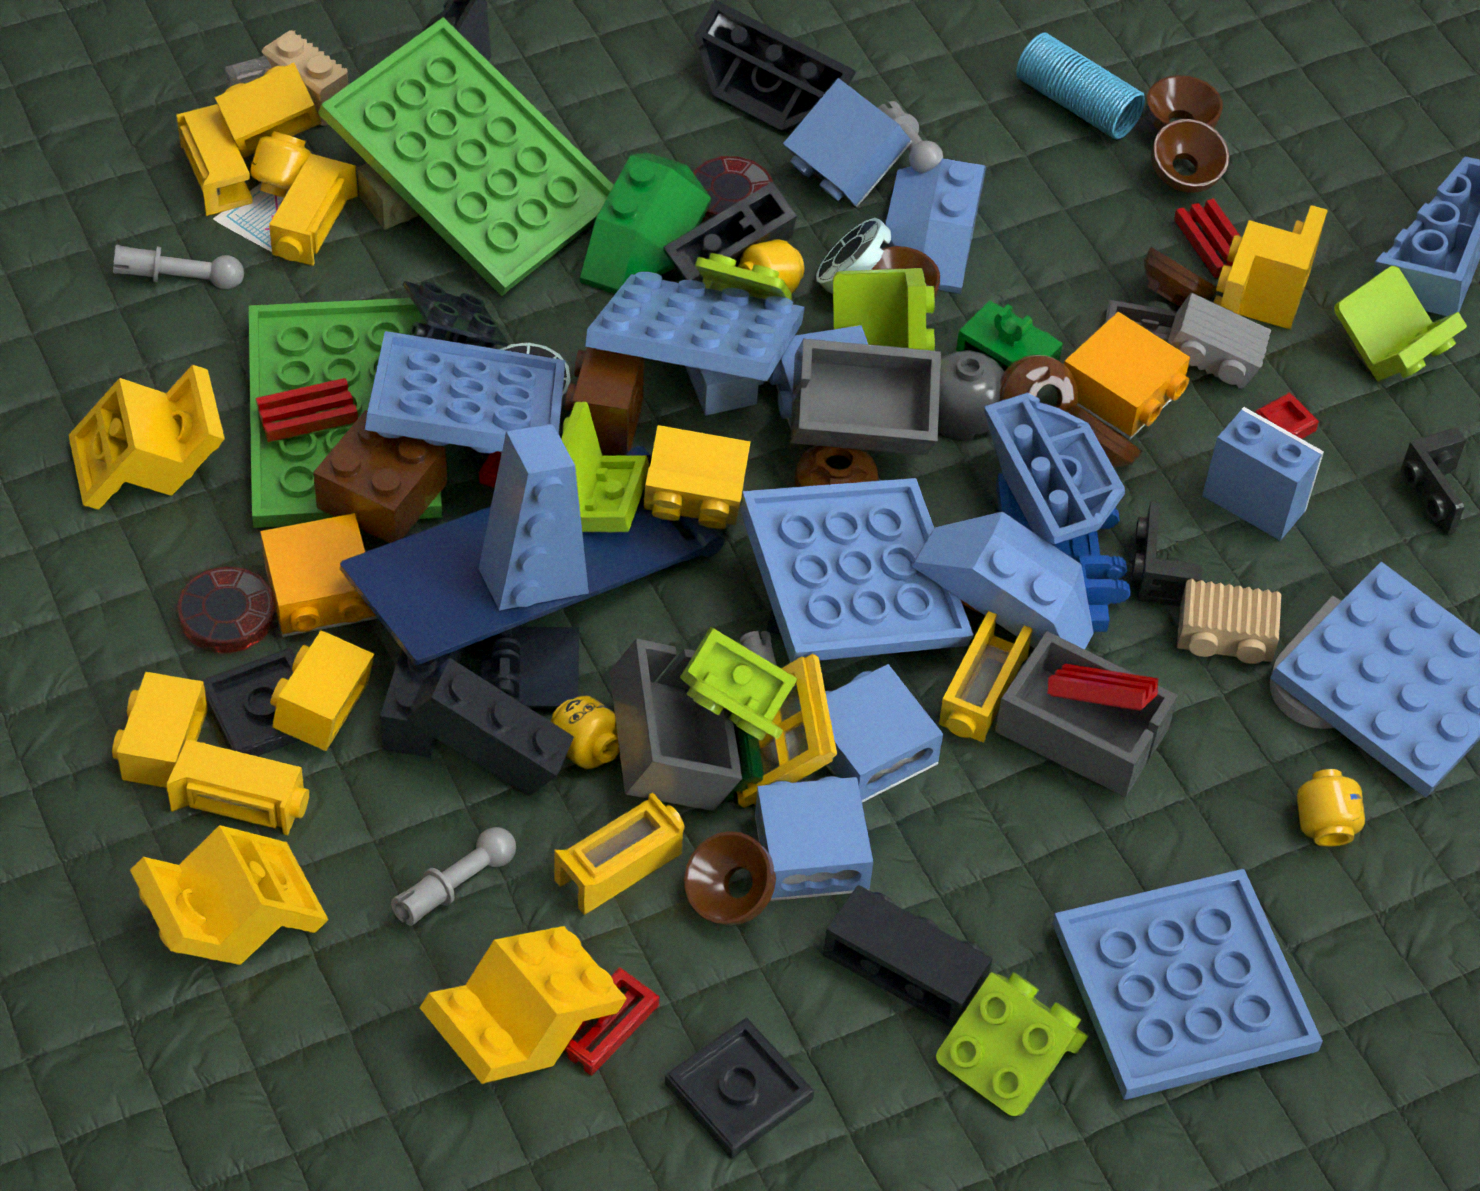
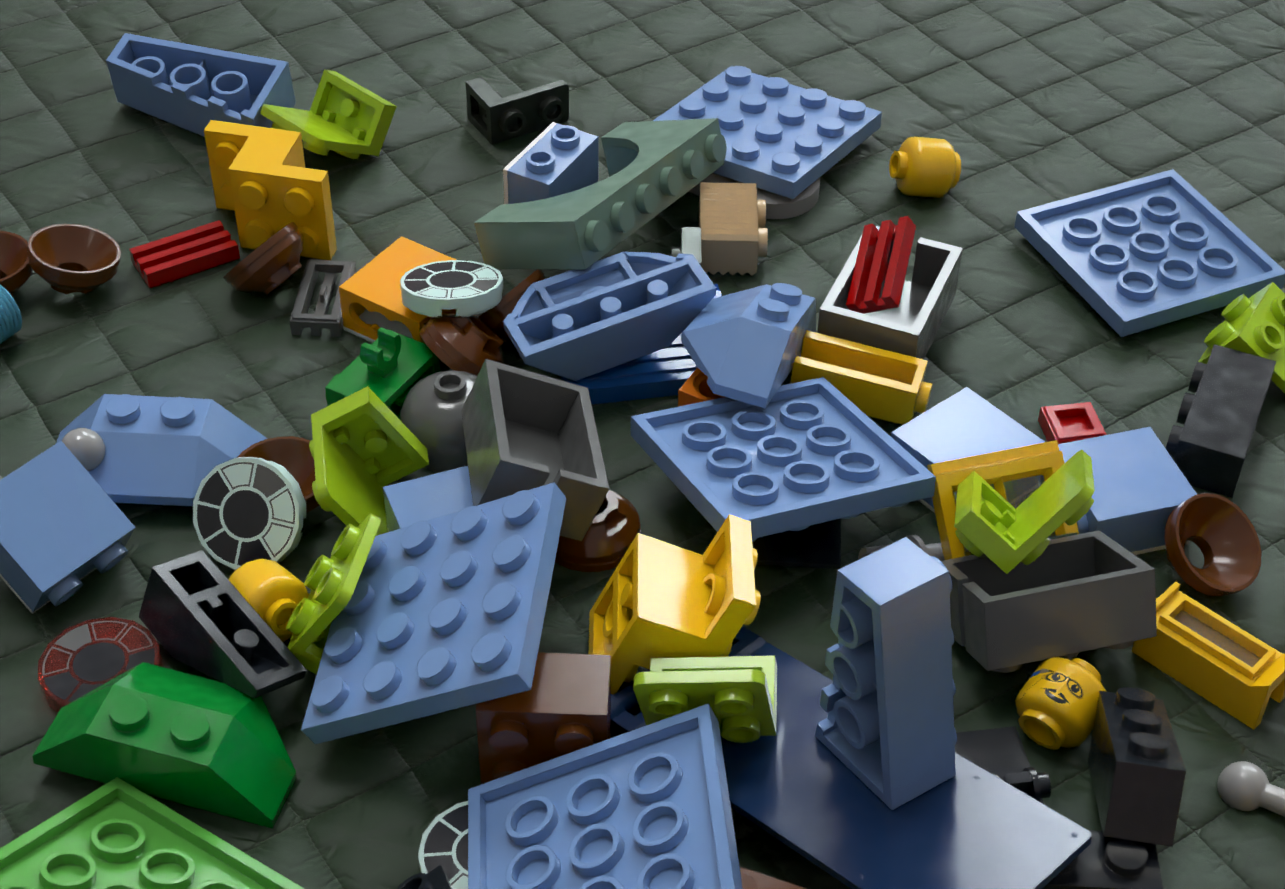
camera: 95 degrees left, 10 degrees down
(922, 845) = (1070, 422): none -> red tile
(1088, 370) = (451, 285): none -> light aqua tile
(1219, 340) = (358, 230): light grey brick -> none
(1289, 415) = (445, 206): red tile -> none
(1304, 563) = (648, 171): none -> sand green arch

